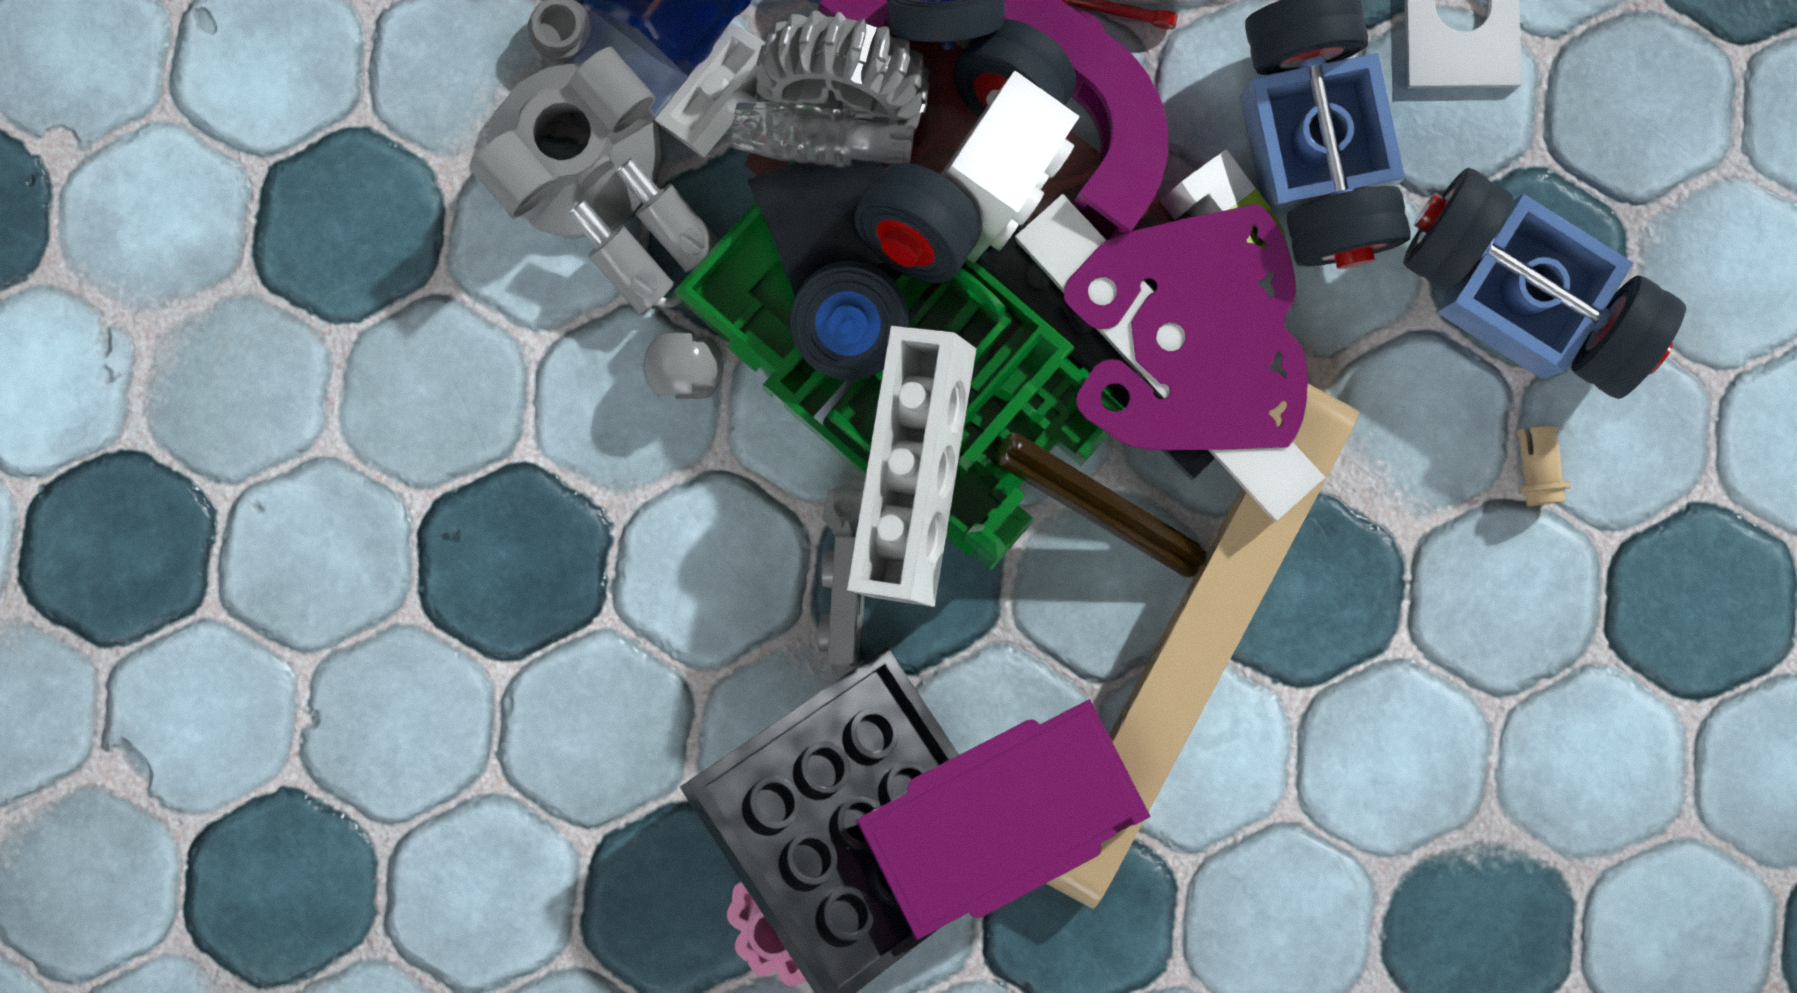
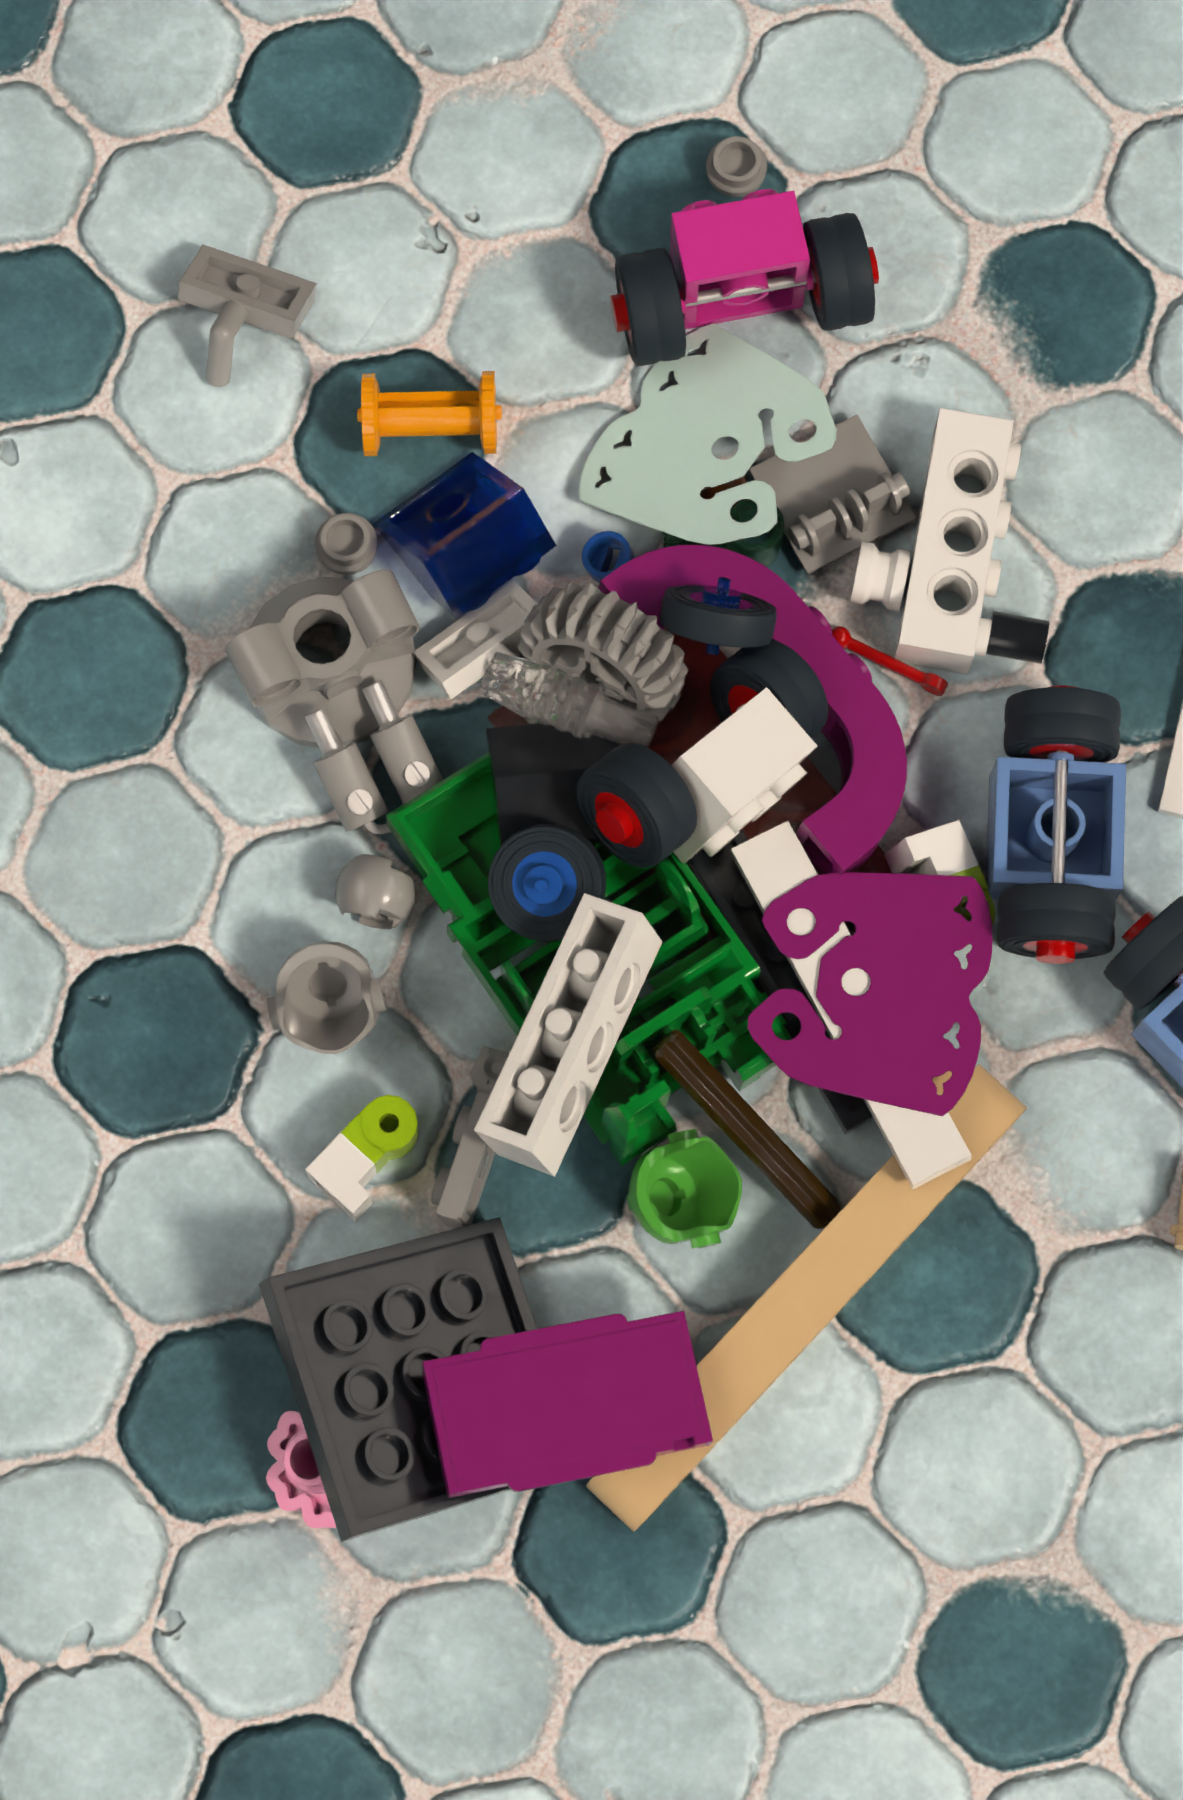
camera: 15 degrees right, 10 degrees down
(665, 484) = (326, 997): none -> light grey cap
(751, 596) = (377, 1134): none -> leg
(1058, 579) = (685, 1190): none -> bright green cap

